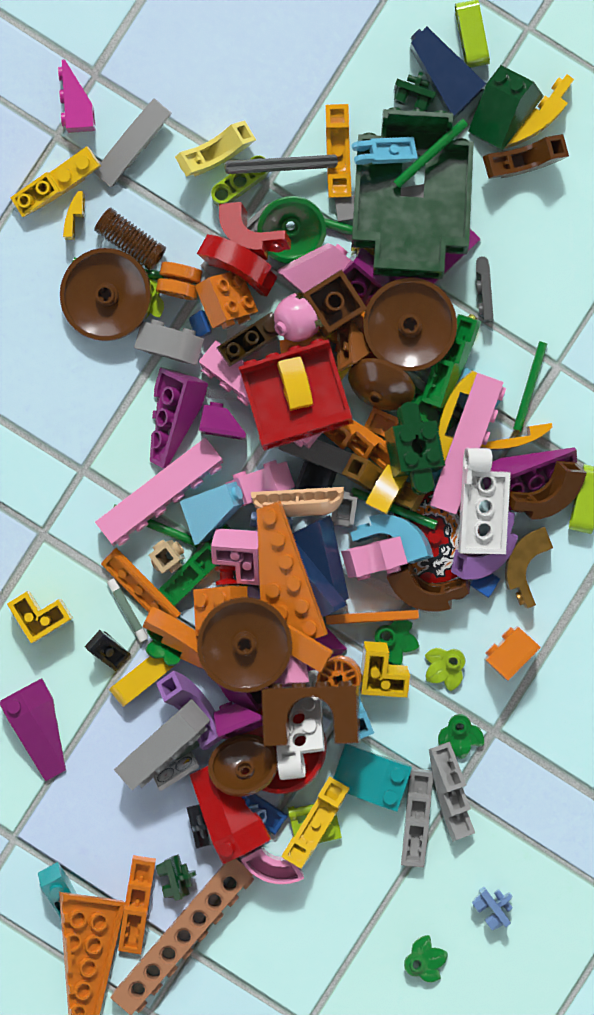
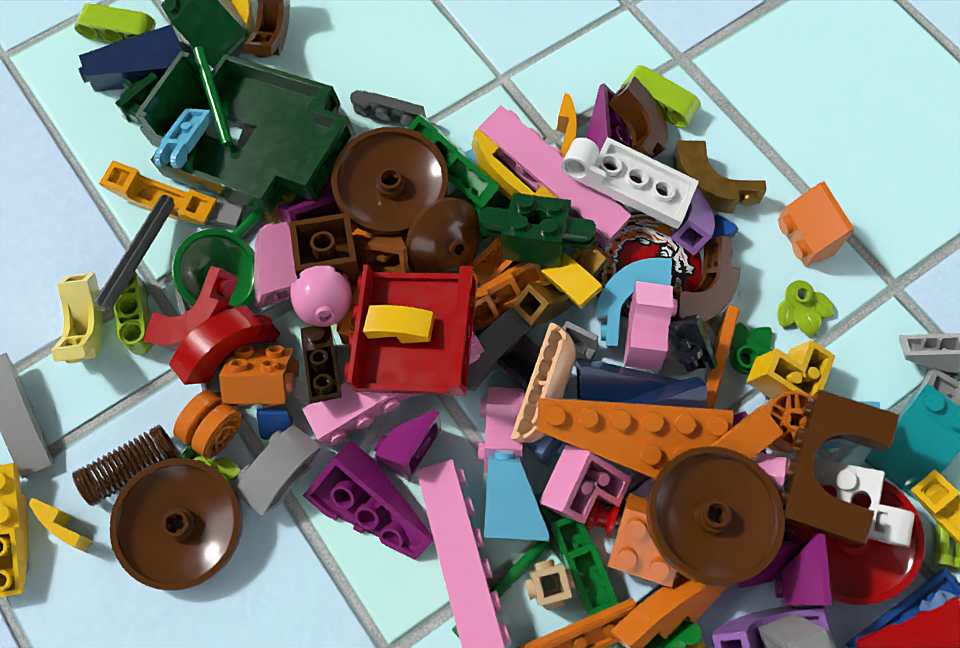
camera: 70 degrees left, 20 degrees down
(238, 756) = (855, 583): reddish brown dish -> none
(370, 593) = (692, 344): none -> black hips
(399, 510) = (624, 257): green bar -> none
(461, 739) = (895, 322): green plate -> none
(530, 385) = (524, 116): green bar -> none

